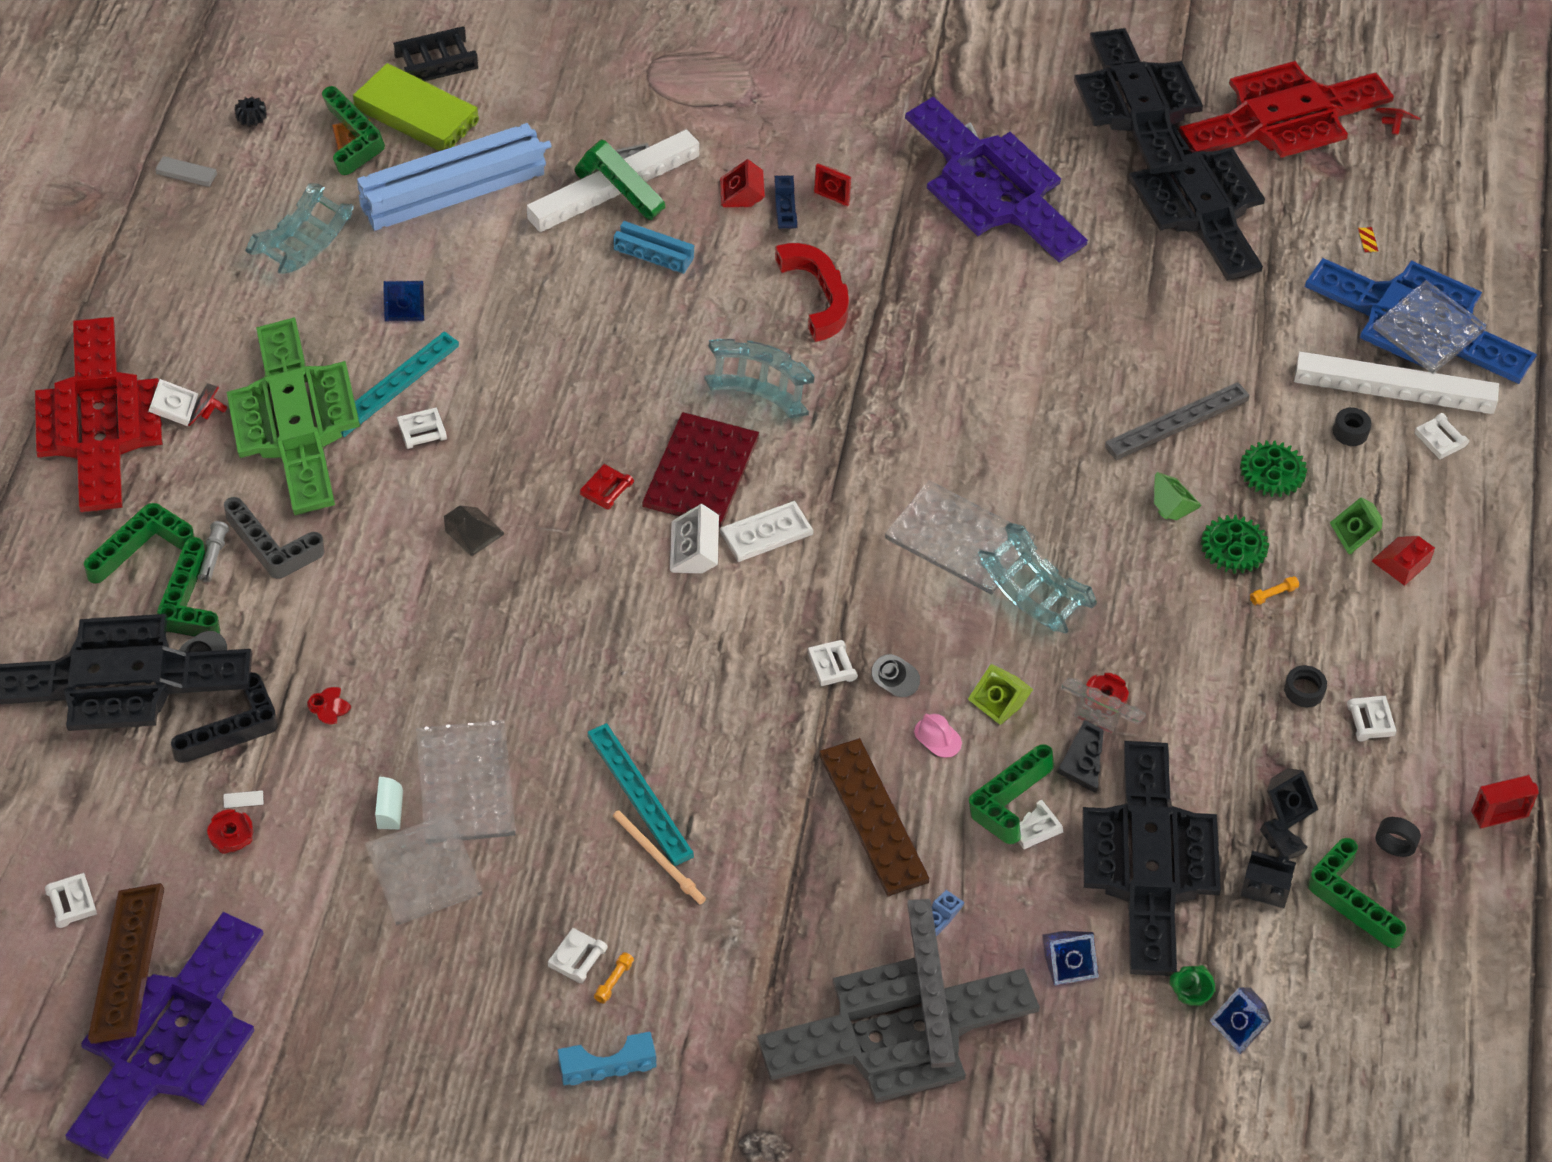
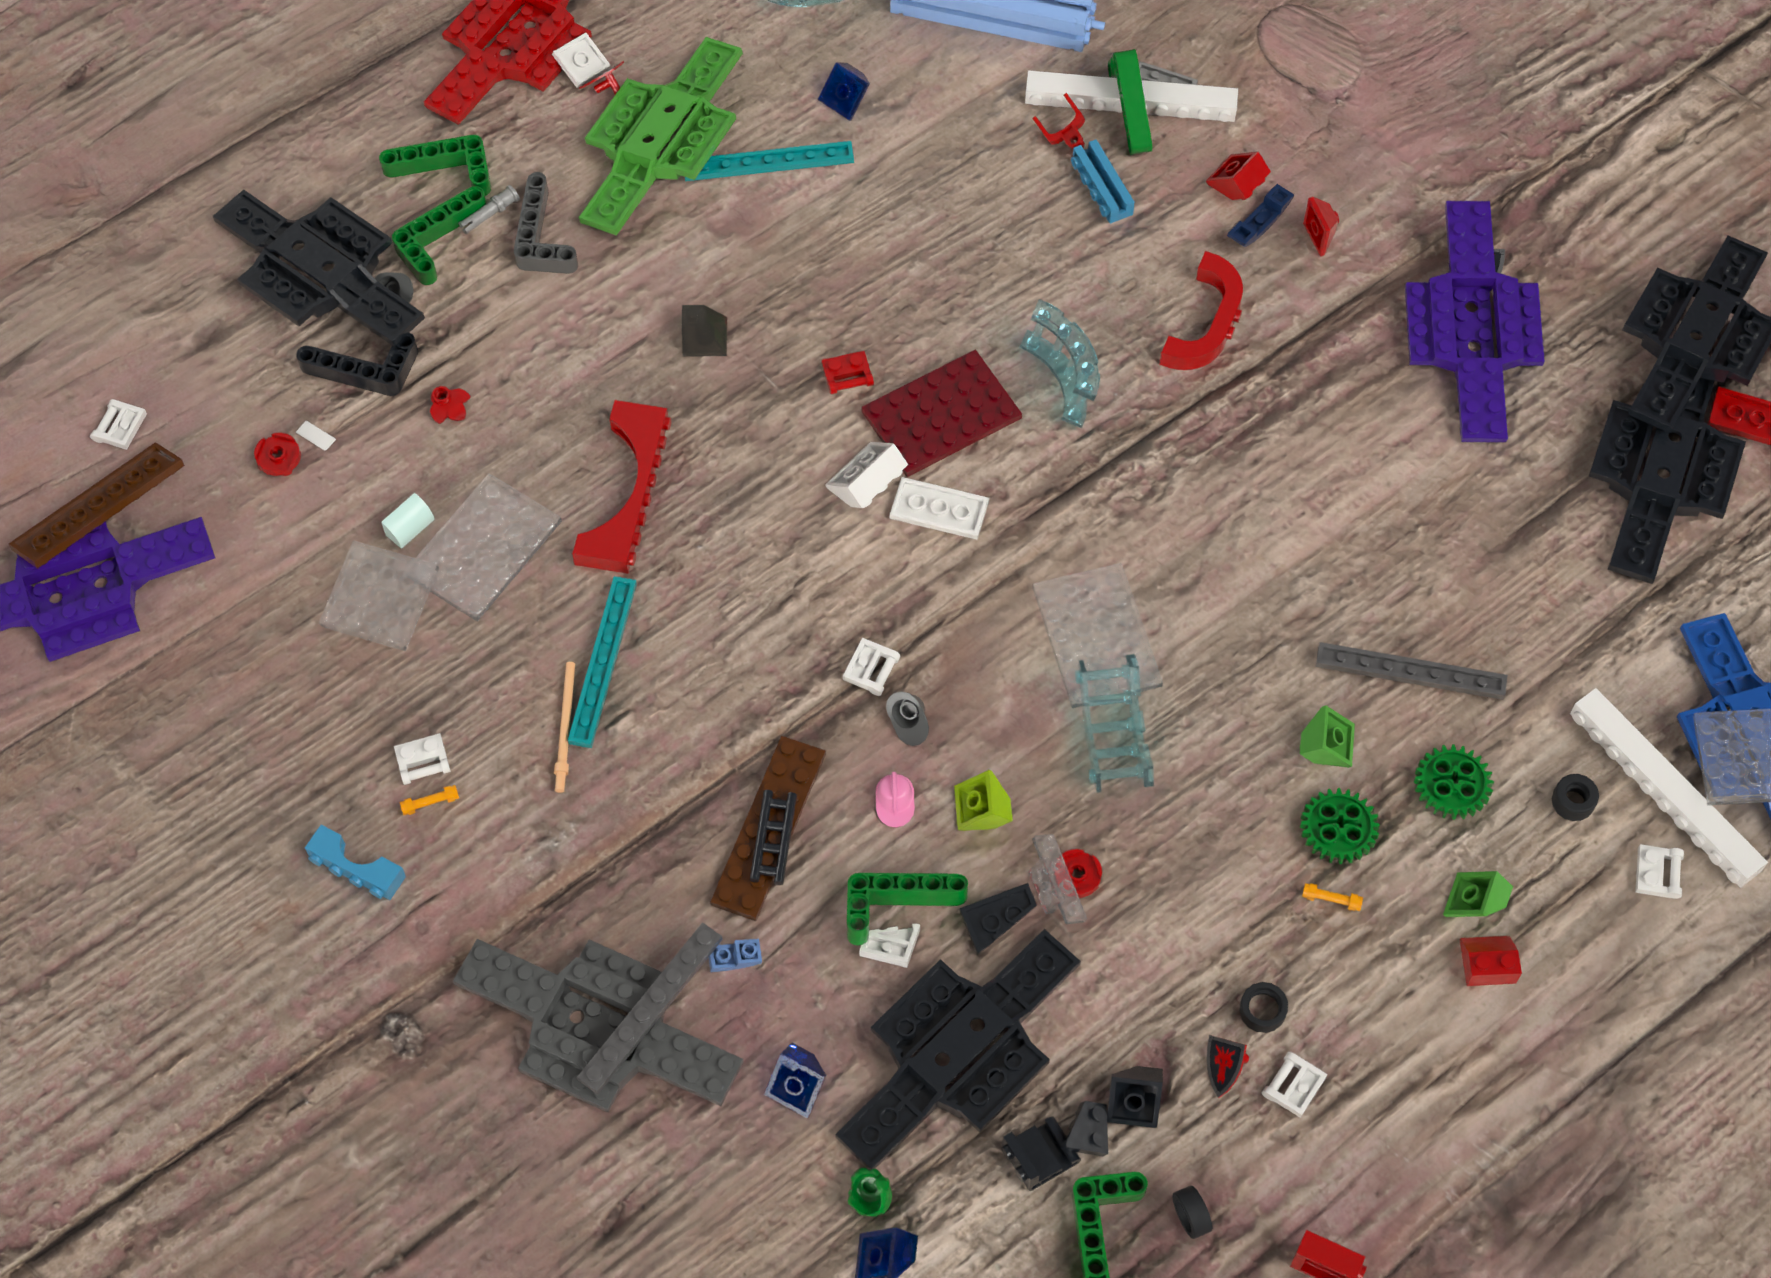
camera: 45 degrees right, 10 degrees up
(421, 422) = (751, 209): white plate -> none
(503, 623) = (614, 543): none -> red arch
(598, 230) = (1070, 132): none -> red piece
(887, 828) = (780, 849): none -> black bar
(1320, 735) = (1224, 1063): none -> shield

